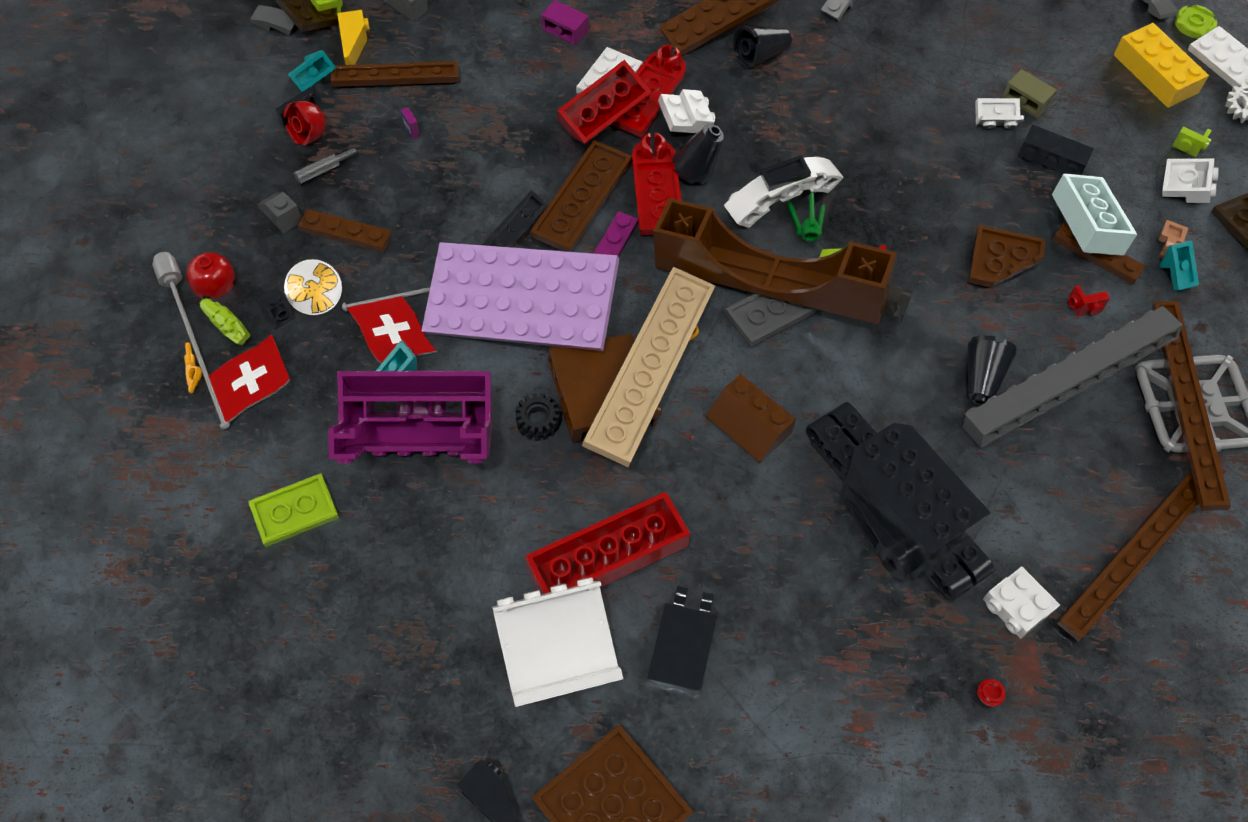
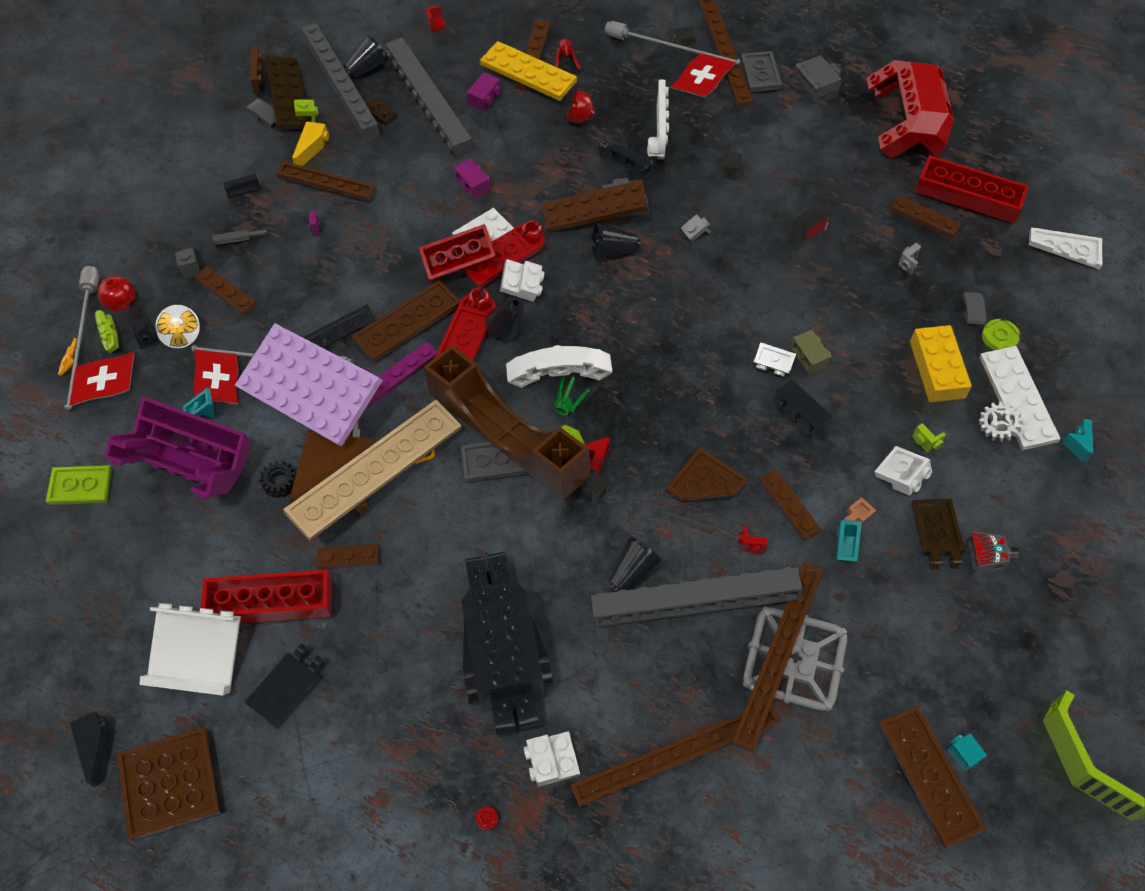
camera: 25 degrees right, 0 degrees up
(305, 122) = (240, 199): red cylinder -> none
(311, 70) = (264, 161): teal slope -> none
(667, 473) = (348, 557): none -> reddish brown plate
(751, 418) = (429, 538): reddish brown slope -> none
(785, 173) = (556, 354): black tile -> none
(1094, 214) = (794, 471): light aqua brick -> none

